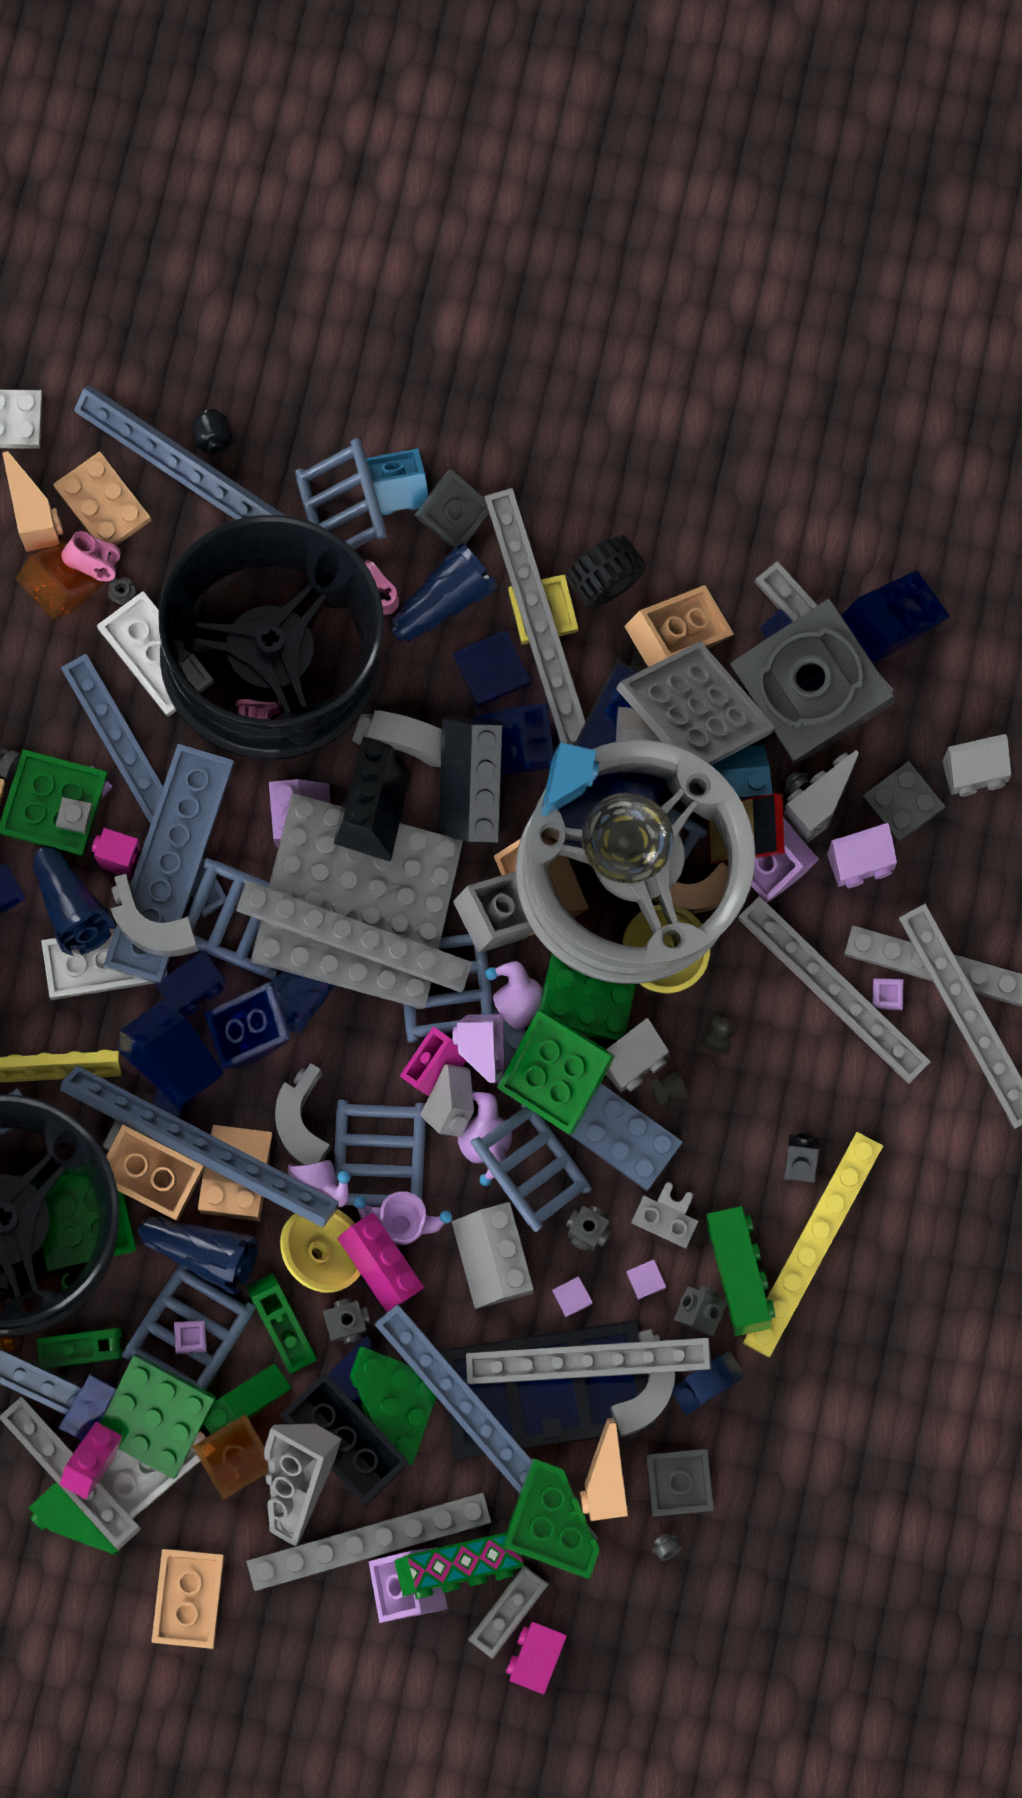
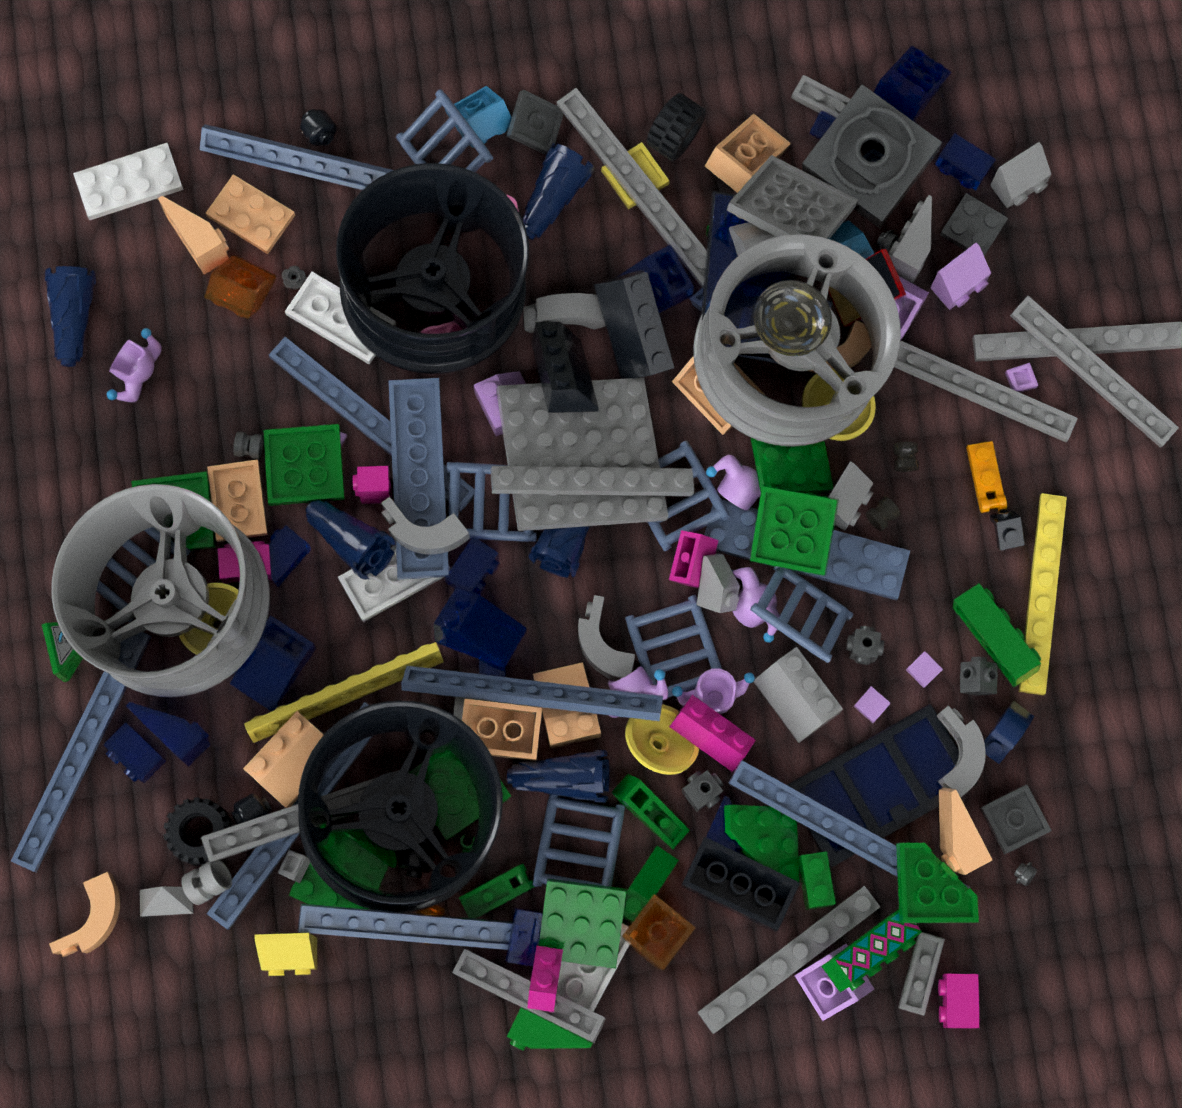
camera: 25 degrees left, 0 degrees up
(74, 815) = (326, 467): light grey plate -> none
(90, 555) = (258, 257): bright pink piece -> none
(187, 1598) = (663, 1061): light nougat plate -> none
(190, 1337) = (583, 849): lavender tile -> none
(248, 1027) = (535, 583): clear blue slope -> none
(298, 1469) = (714, 924): light grey wedge -> none
(431, 1466) = (816, 880): none -> green brick
(482, 1044) = (726, 528): lavender slope -> none
(491, 668) = (613, 235): clear blue plate -> none
(493, 913) = (693, 423): light grey brick -> none
(569, 775) = (727, 283): dark azure slope -> none
(588, 1361) = (910, 749): light grey plate -> none
(667, 1217) = (921, 613): light grey plate -> none
(803, 1089) = (986, 476): none -> light orange plate
(920, 726) = (965, 162): none -> clear blue brick

